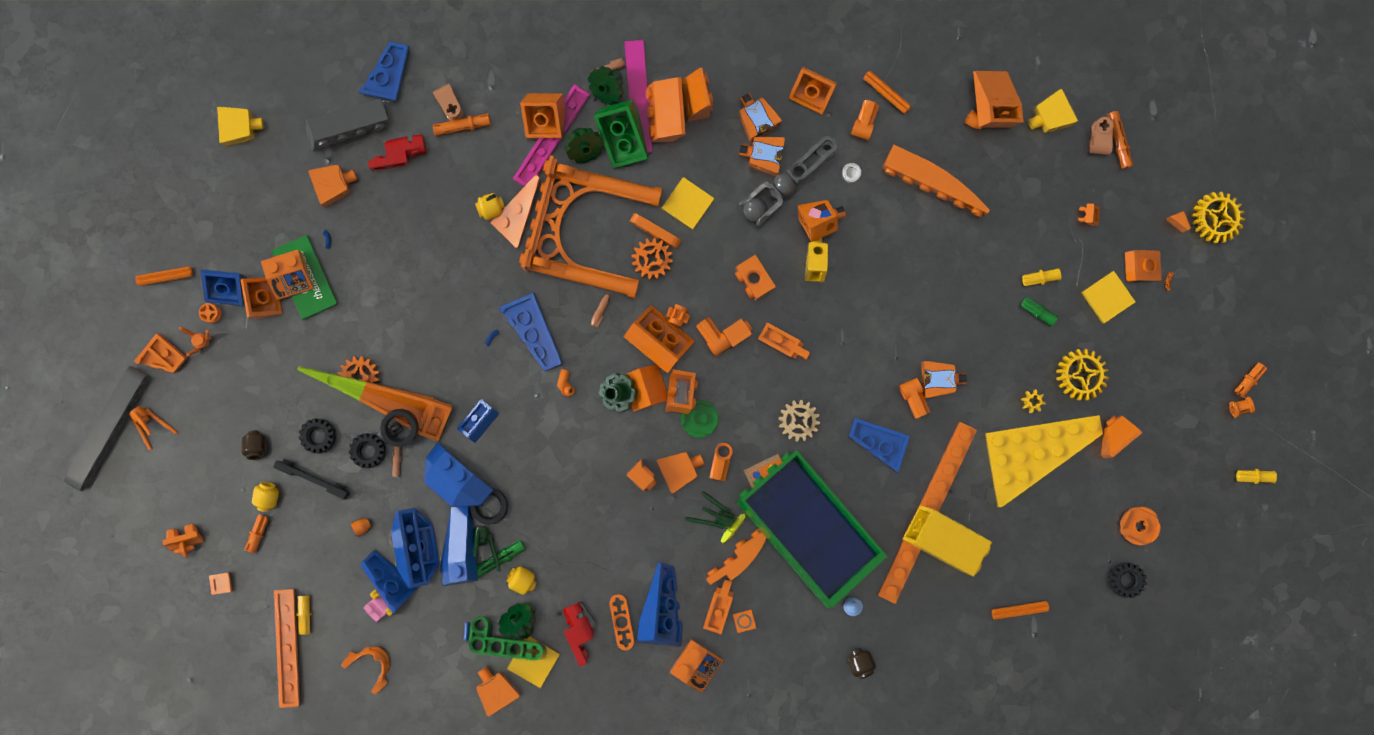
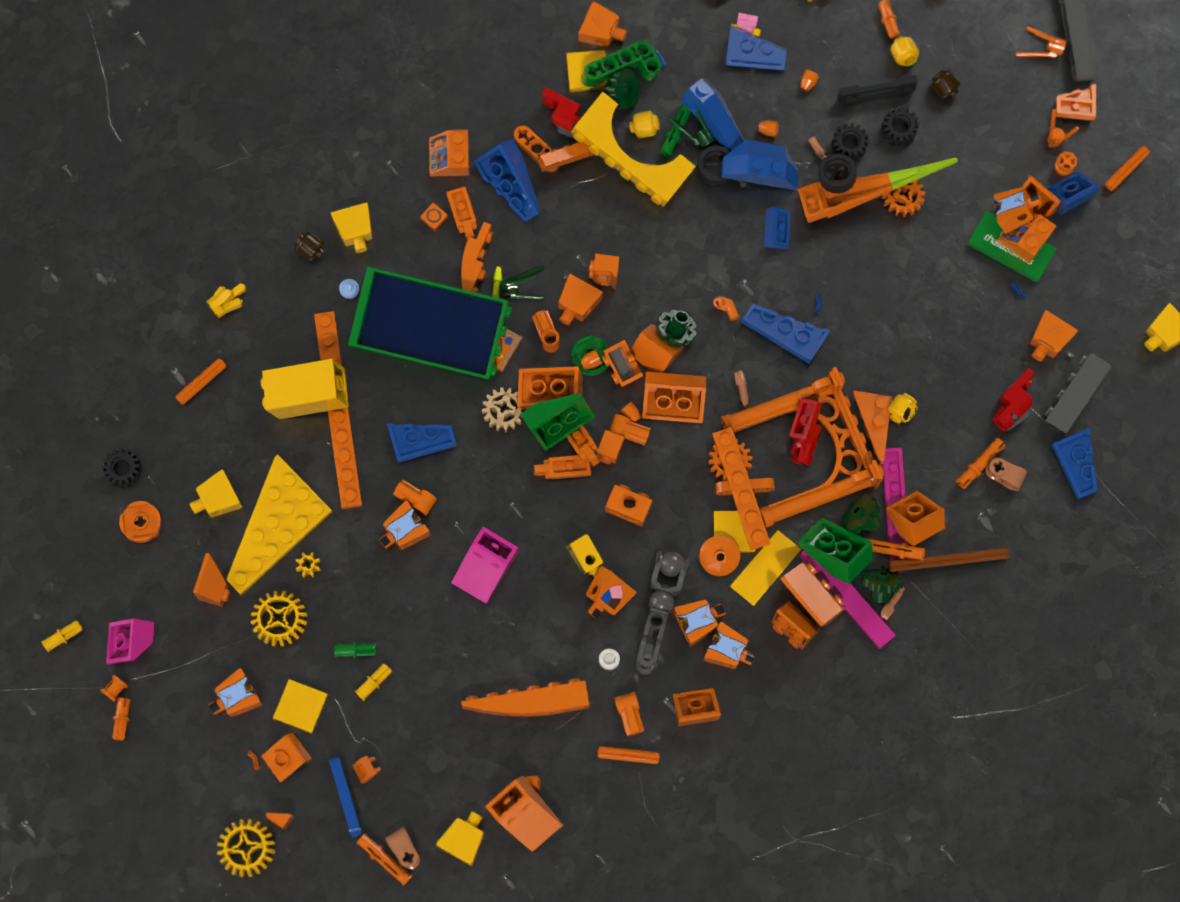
camera: 145 degrees right, 10 degrees down
(280, 300) = (1015, 208): none -> orange torso
(414, 547) = (751, 90): blue wedge -> none
(423, 507) = (769, 128): none -> orange hose
(542, 68) = (949, 559): none -> dark orange axle
(567, 597) = (597, 133): none -> yellow arch
(578, 102) = (901, 550): none -> orange pin
(579, 238) = (805, 431): none -> red plate
(601, 597) = (564, 156): none -> orange piece
(661, 228) = (741, 488): none -> orange plate
(678, 315) = (672, 427): orange gear -> none
(683, 160) = (765, 568): none -> yellow sticker
(701, 350) = (631, 412): none -> orange hose
(703, 412) = (591, 360): none -> orange hose
(709, 198) = (714, 546): none -> orange dish
(752, 409) = (547, 383): none -> orange slope
(757, 353) = (584, 445): none -> orange hinge
(769, 379) = (557, 418): none -> green slope
(814, 656) = (354, 226): none -> yellow torso
(897, 306) = (485, 565): none -> dark pink slope
(961, 663) = (226, 300): none -> yellow rock
(1068, 505) = (216, 496): none -> yellow torso
(1119, 205) = (345, 796): none -> blue beam
(1153, 337) = (235, 695): none -> torso
(1208, 436) = (128, 640): none -> dark pink slope

